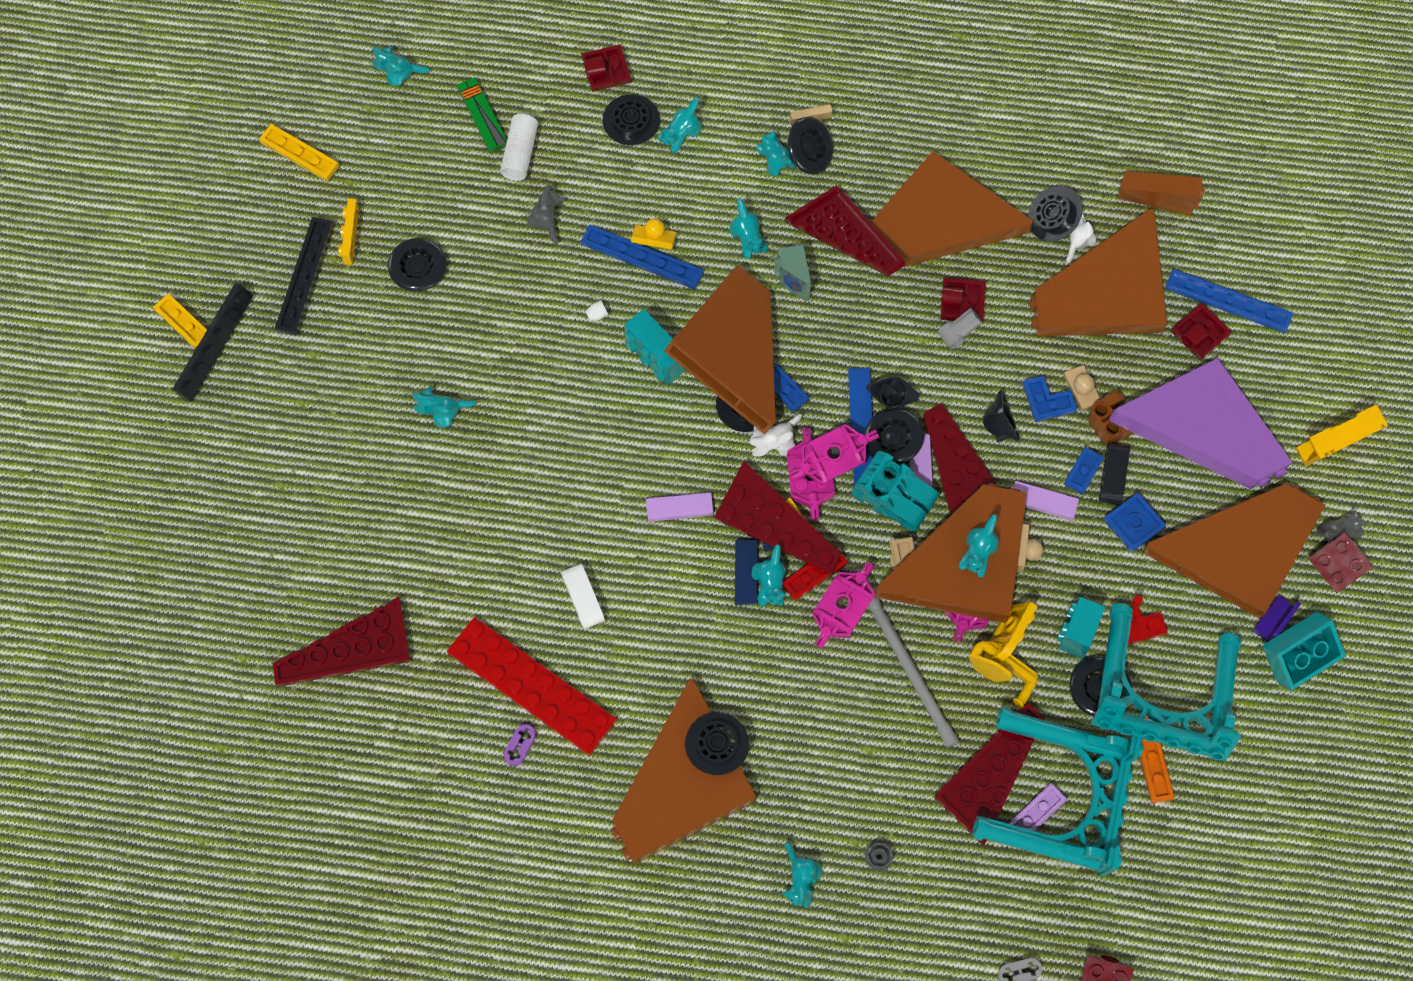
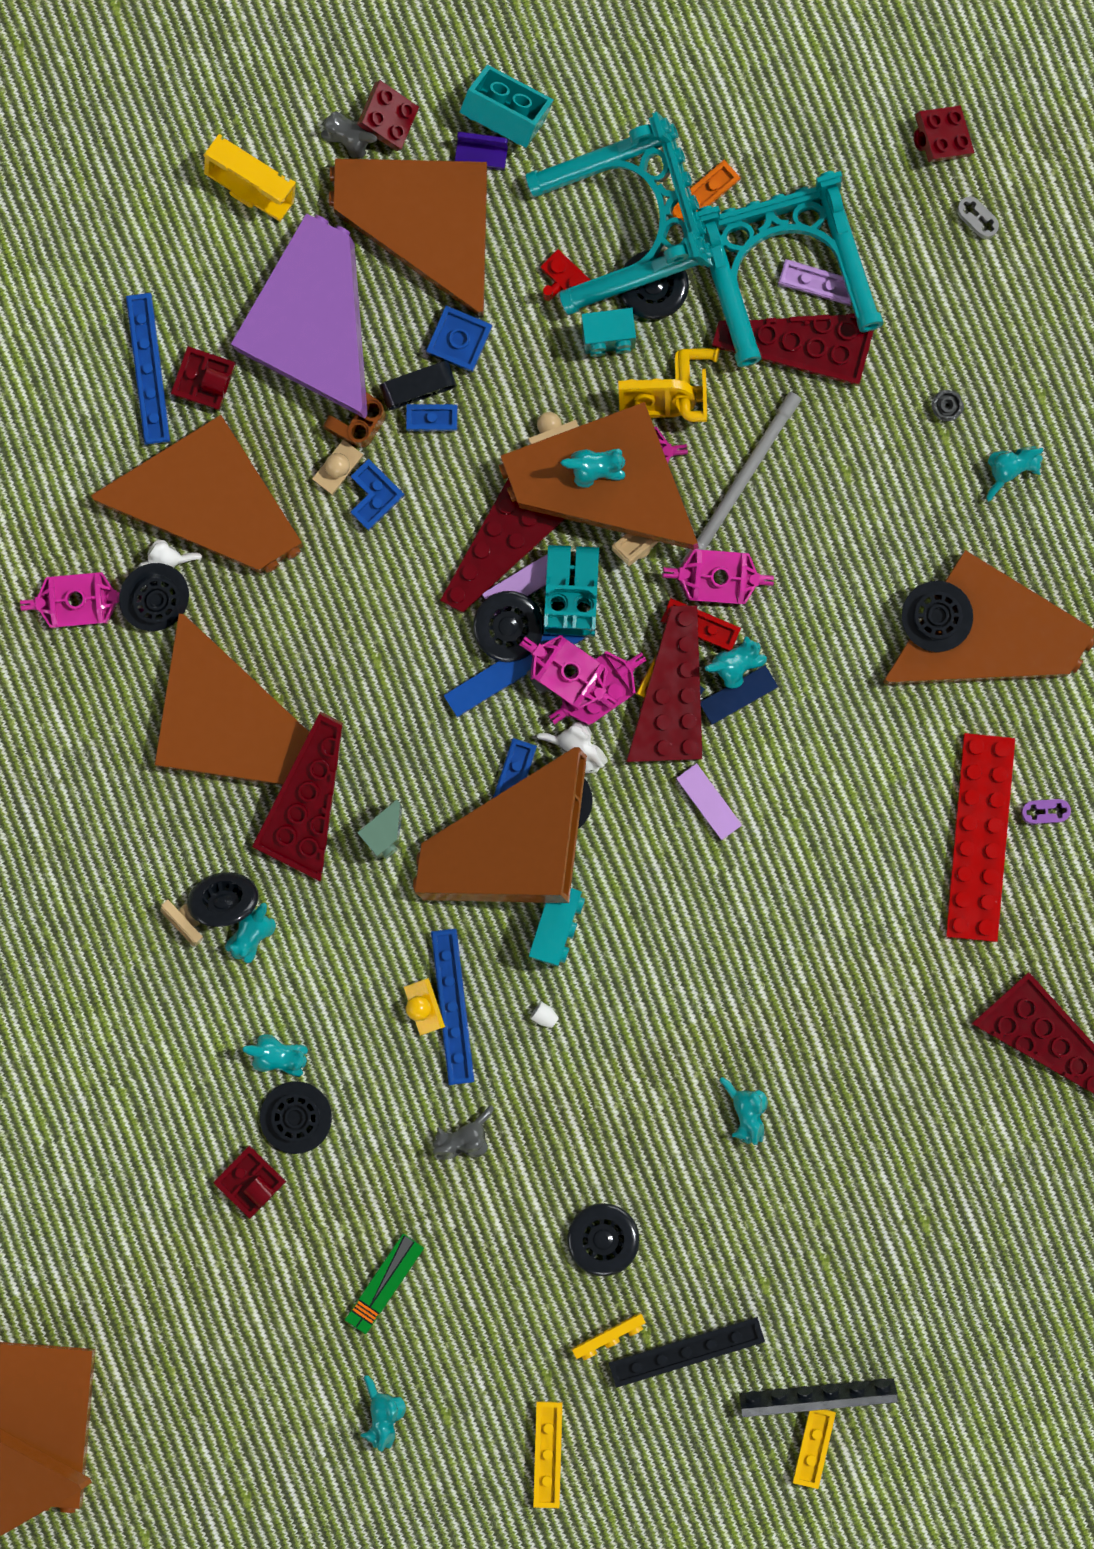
camera: 120 degrees left, 15 degrees up
(519, 147) = (394, 1220): white piece -> none
(582, 596) = (861, 841): white beam -> none
(747, 229) = (358, 912): teal animal -> none
(892, 392) = (463, 654): black hat -> none
(955, 332) = (351, 627): light grey piece -> none
(960, 296) = (309, 641): dark red plate -> none
(999, 420) = (427, 528): black hat -> none
(1048, 501) = (485, 440): lavender tile -> none
(1079, 179) = (54, 605): none -> dark pink plate
(1162, 191) = (62, 499): dark orange slope -> none

